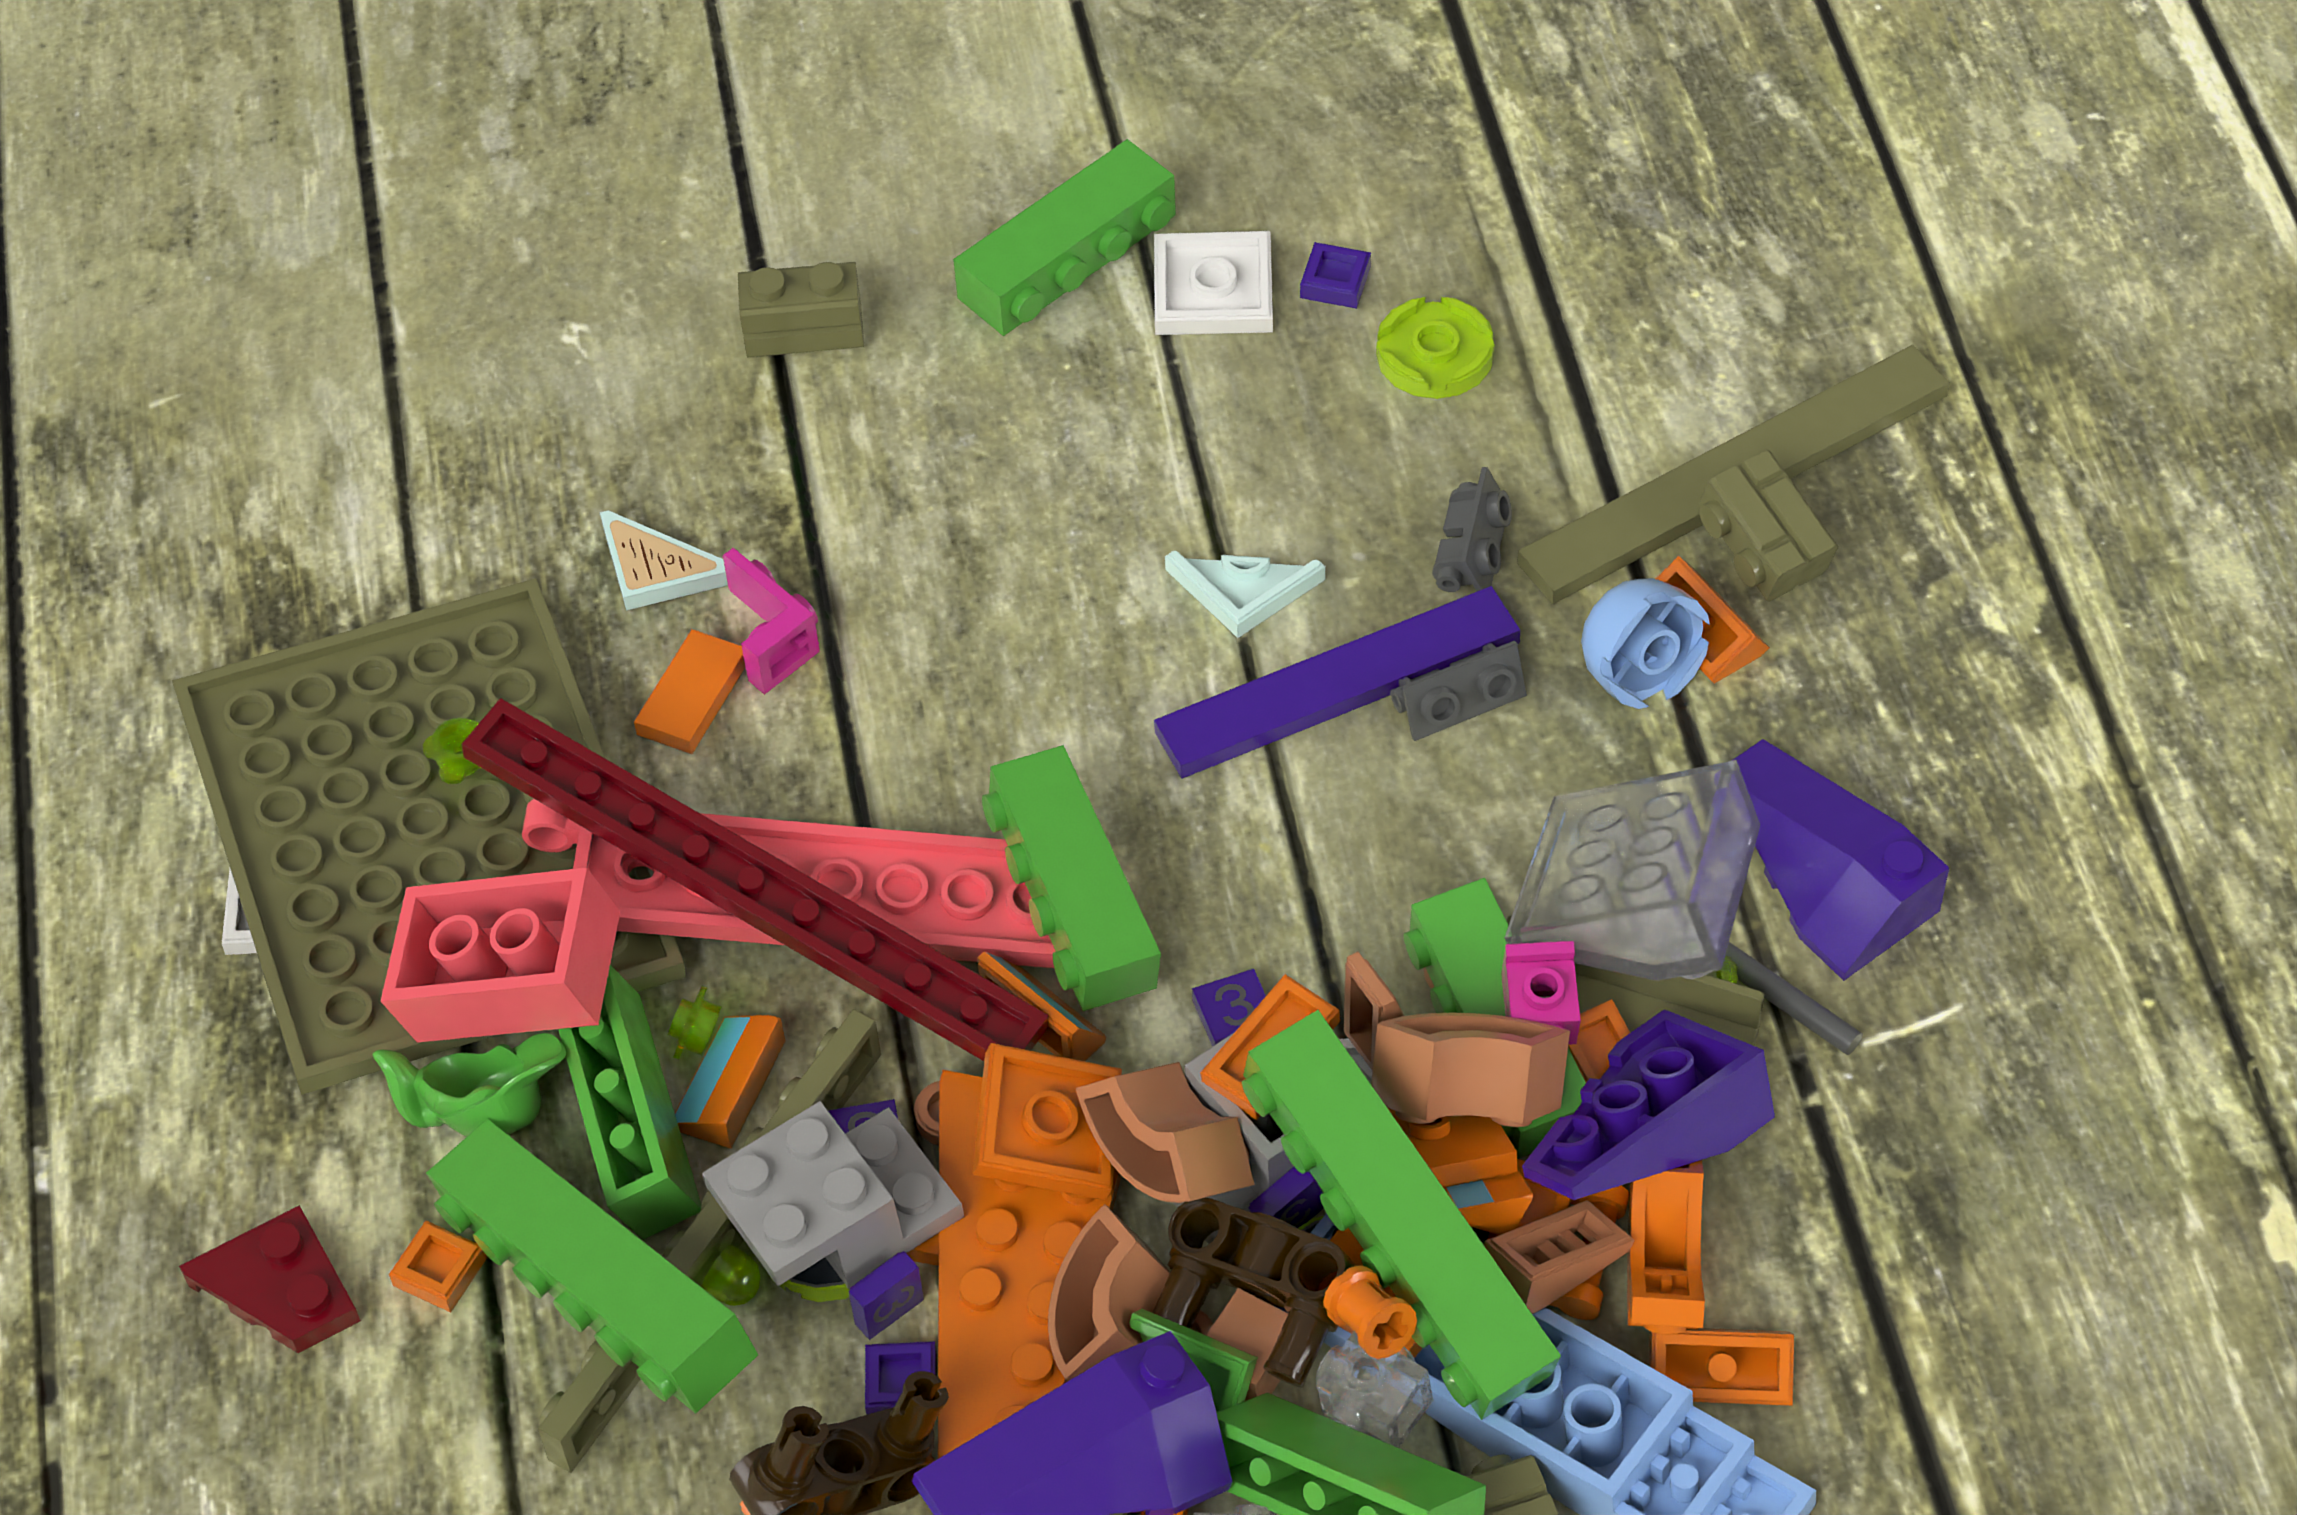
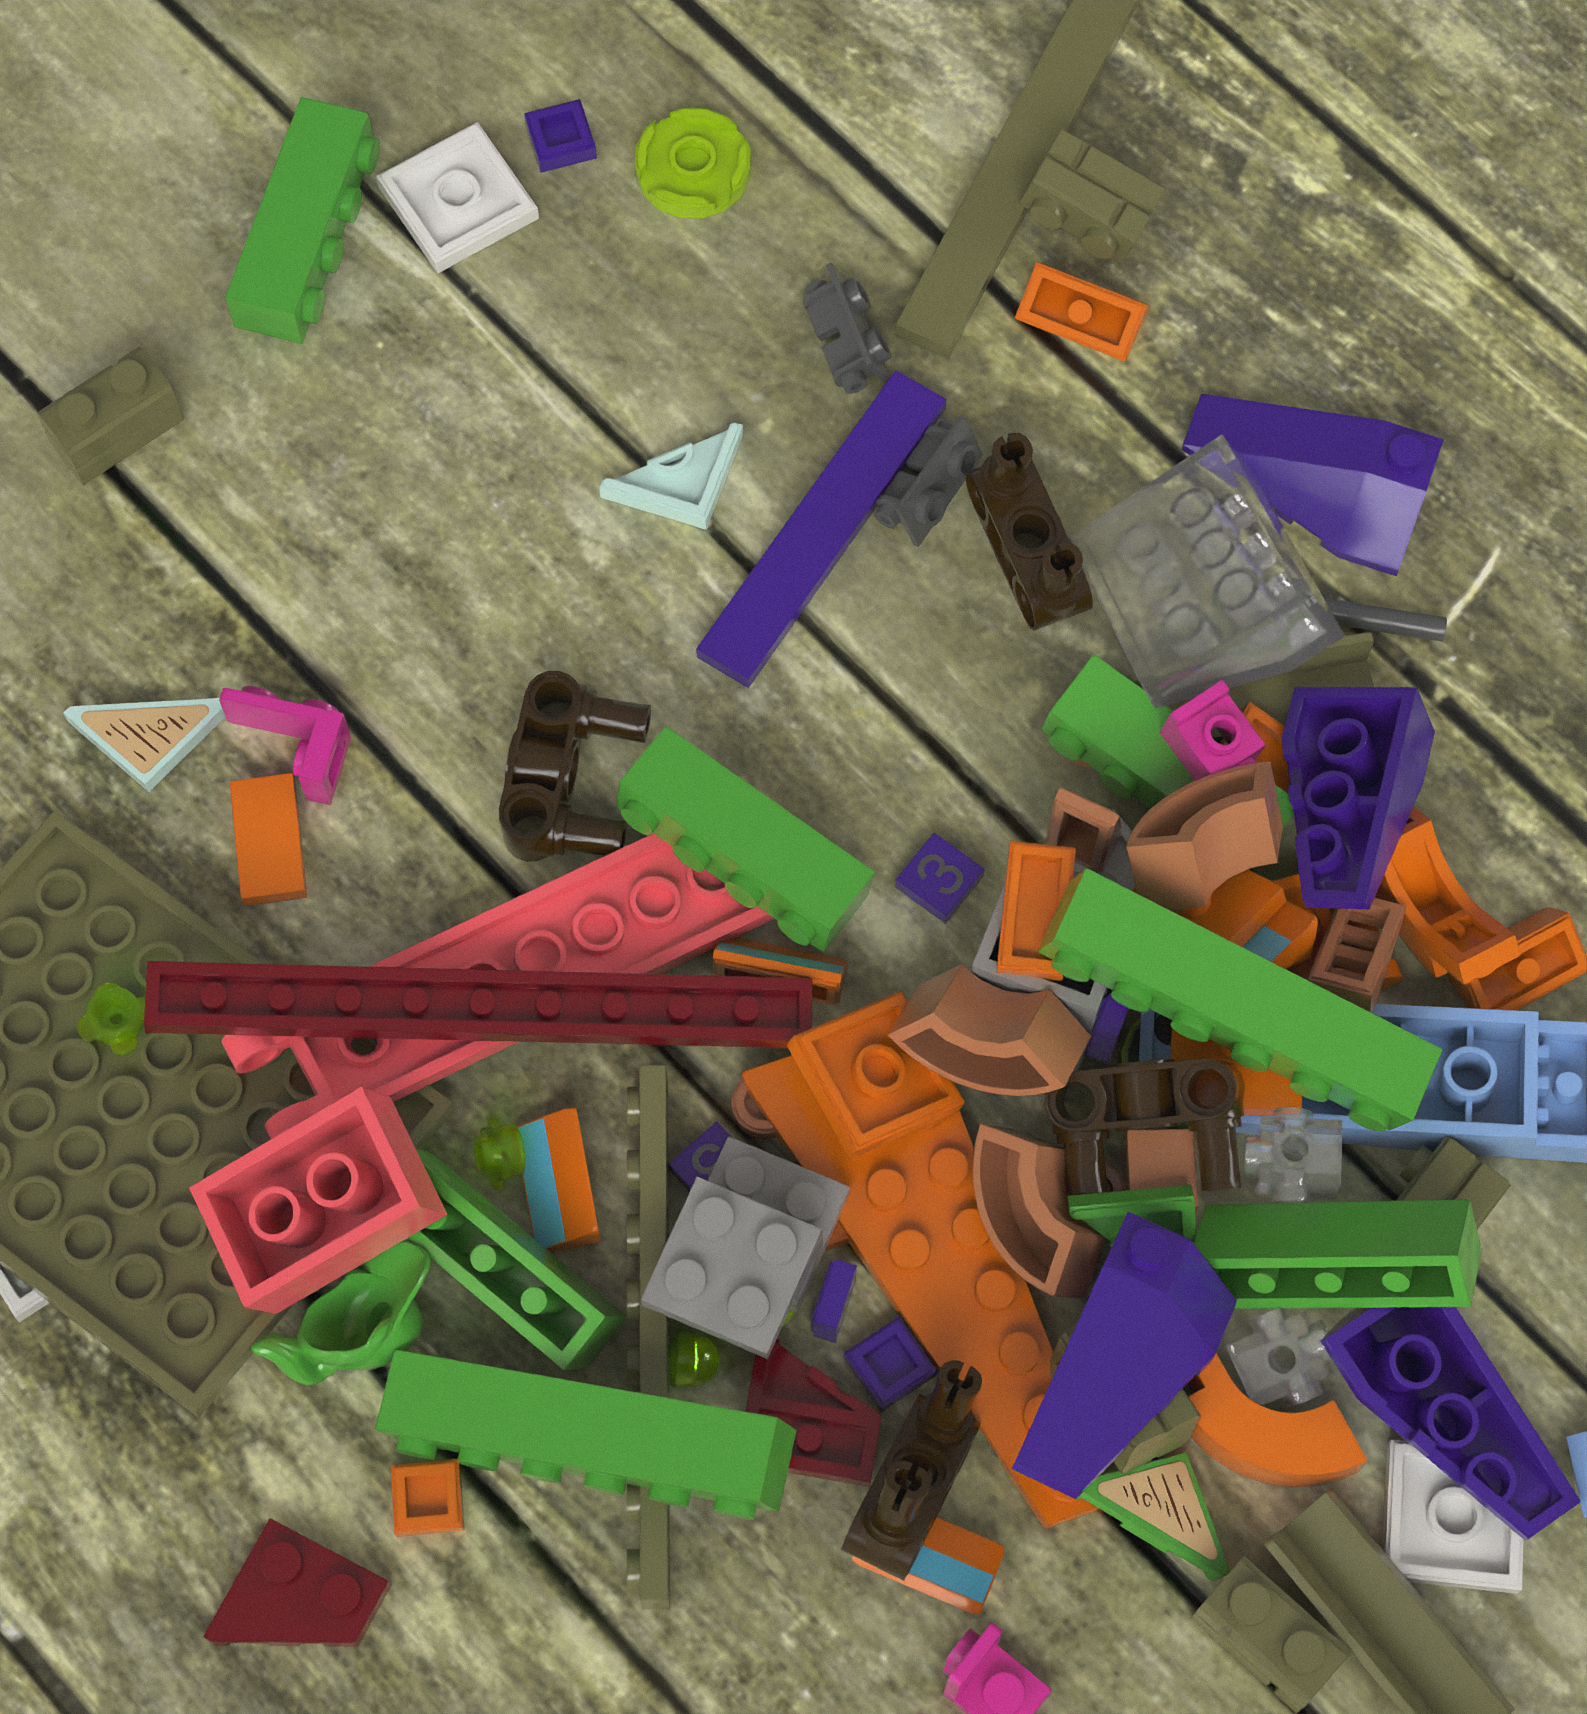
camera: 35 degrees left, 15 degrees up
(791, 1368) = (834, 1431): none -> dark red wing
(957, 746) = (545, 768): none -> dark brown piece
(1378, 1320) = (1276, 1101): orange bush -> none
(1513, 743) = (1014, 501): none -> dark brown piece
(1644, 640) = (1058, 356): light blue cylinder -> none

